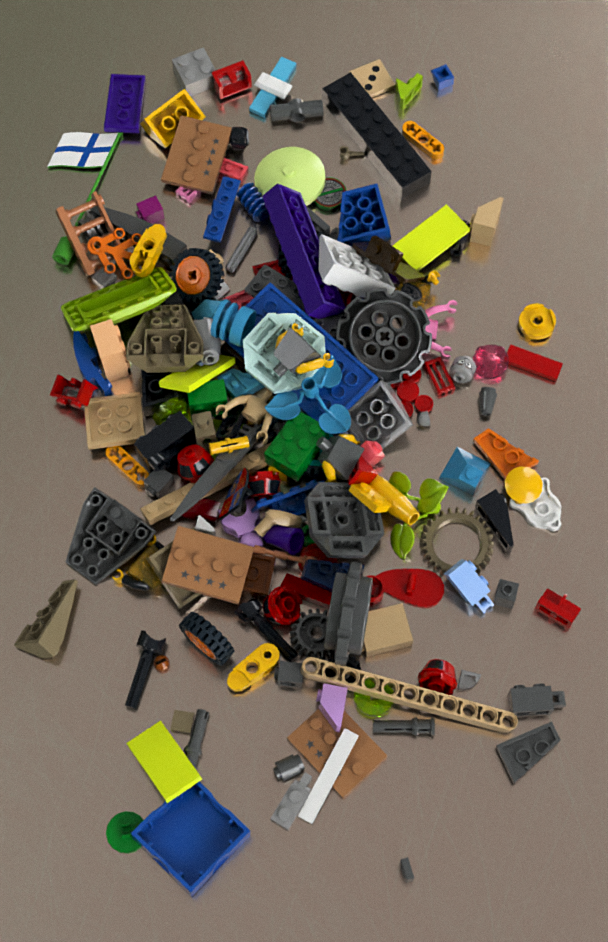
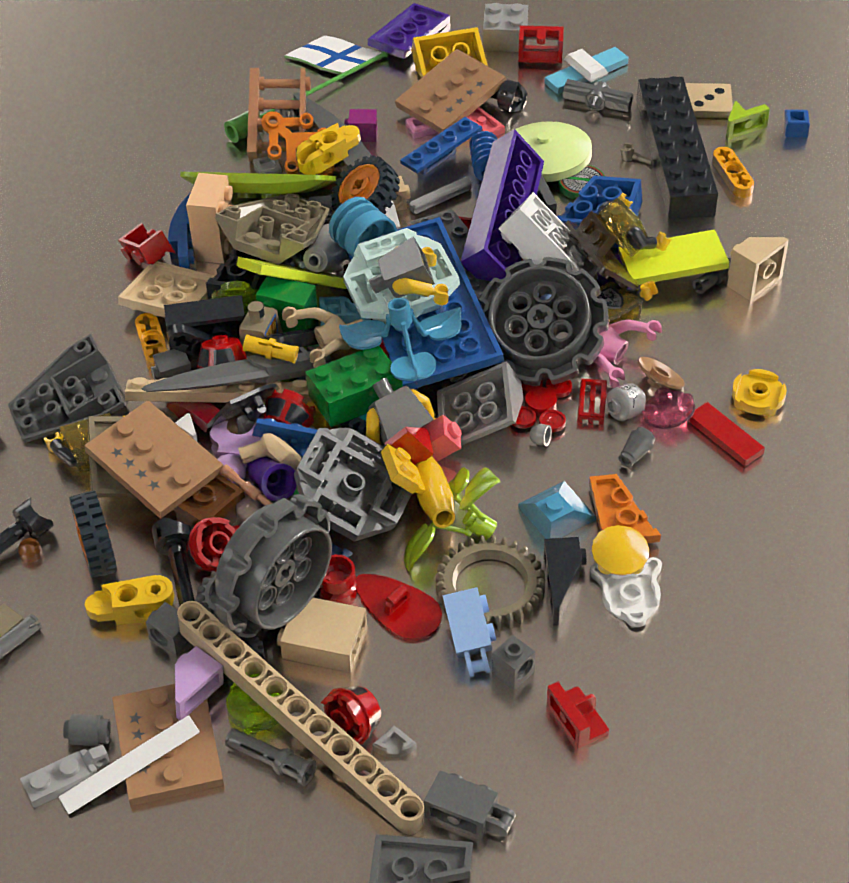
camera: 30 degrees right, 20 degrees down
(393, 233) = (629, 228): none -> clear yellow torso
(472, 336) = (660, 374): none -> medium nougat dish

